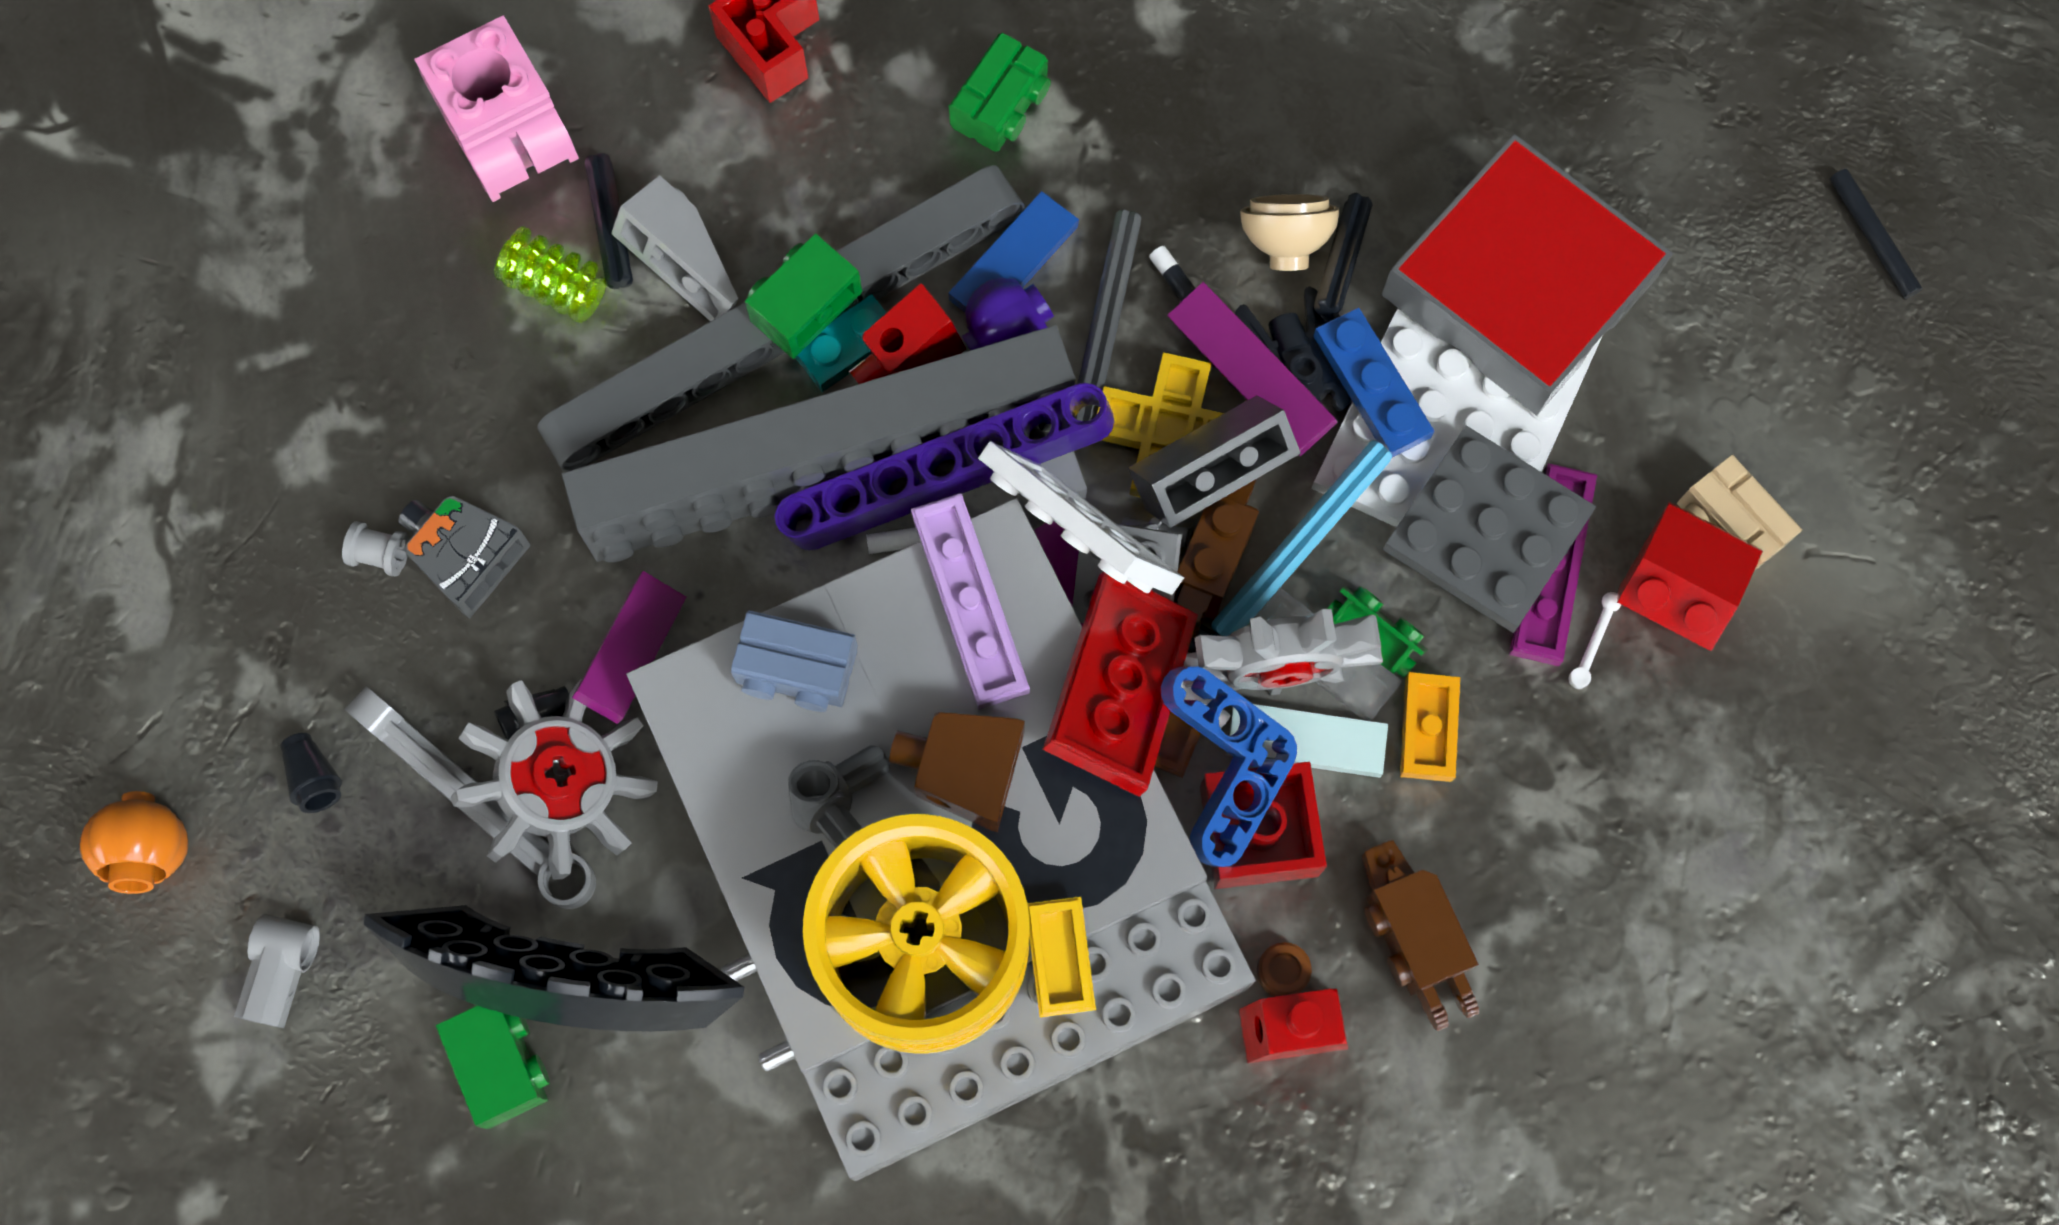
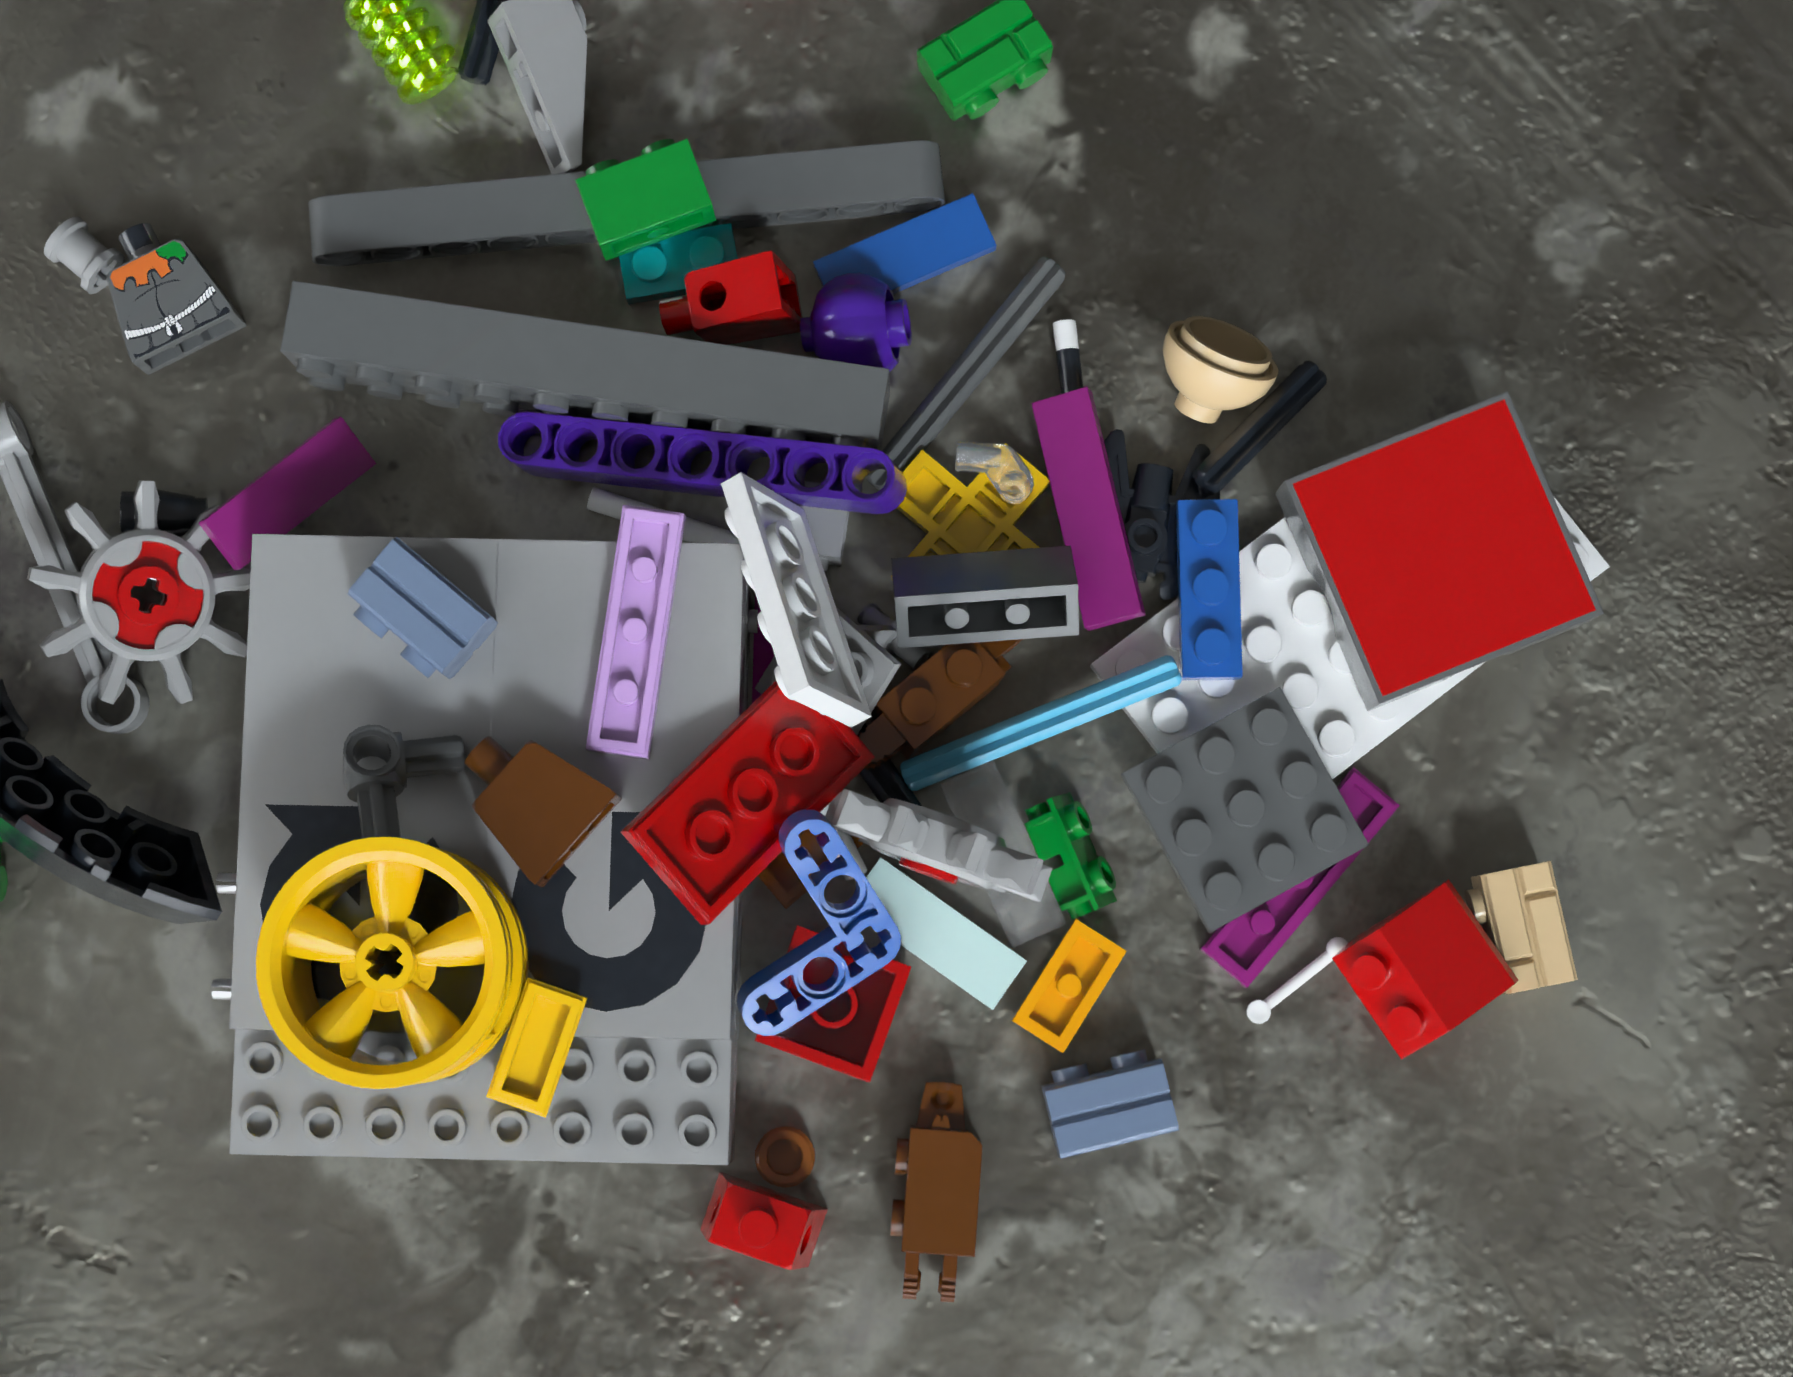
camera: 30 degrees right, 10 degrees up
(1170, 367) = (1000, 464): none -> clear arm
(1512, 800) = (1109, 1105): none -> sand blue brick

